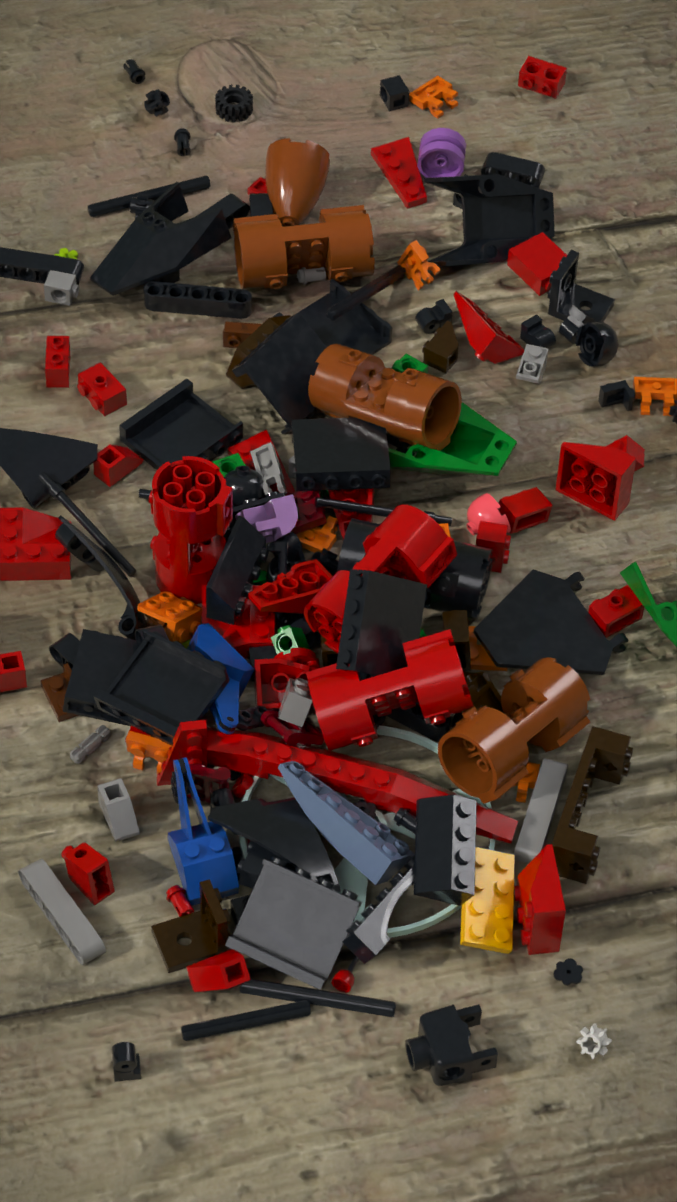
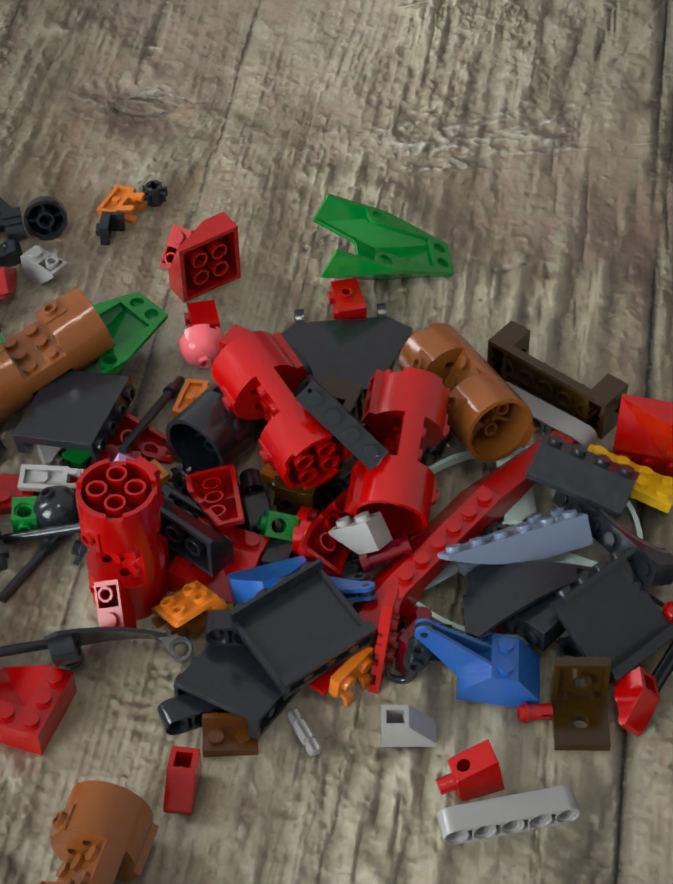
camera: 65 degrees left, 5 degrees down
(140, 563) = (114, 604): none -> red slope
(406, 819) = (521, 504): black pin -> none

